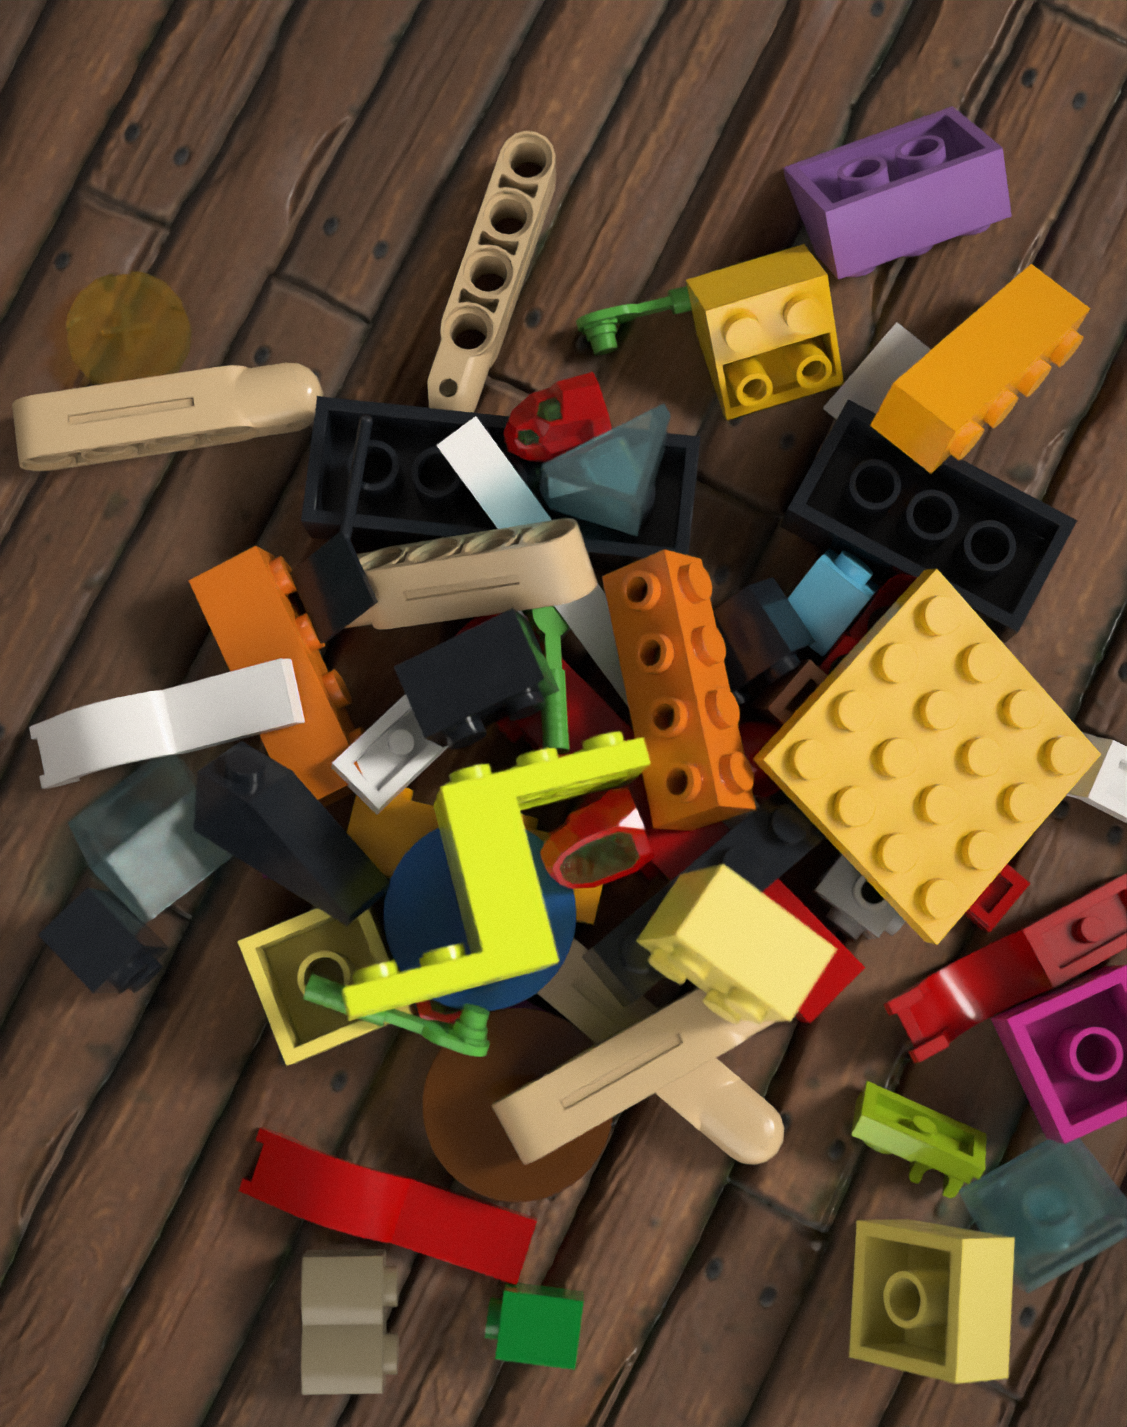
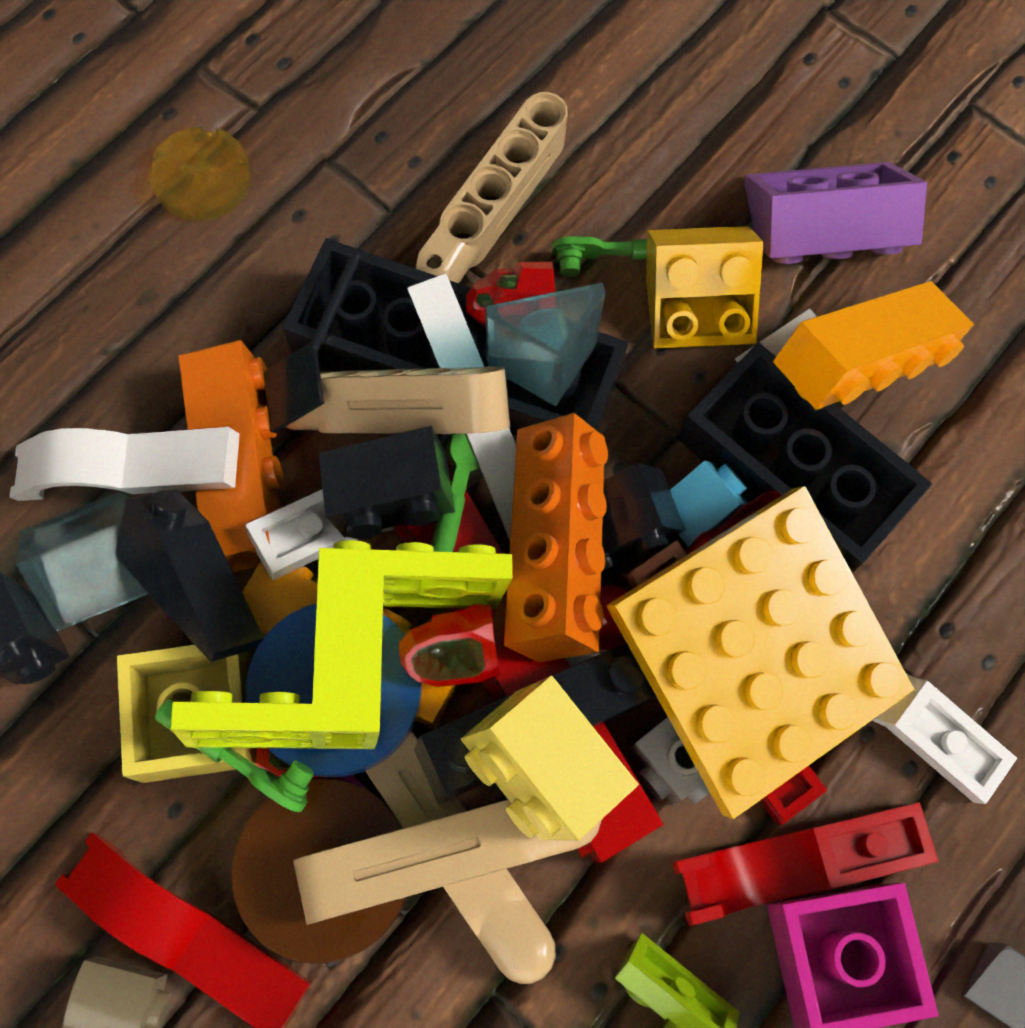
camera: 10 degrees right, 10 degrees down
(162, 414) = (200, 233): tan piece -> none

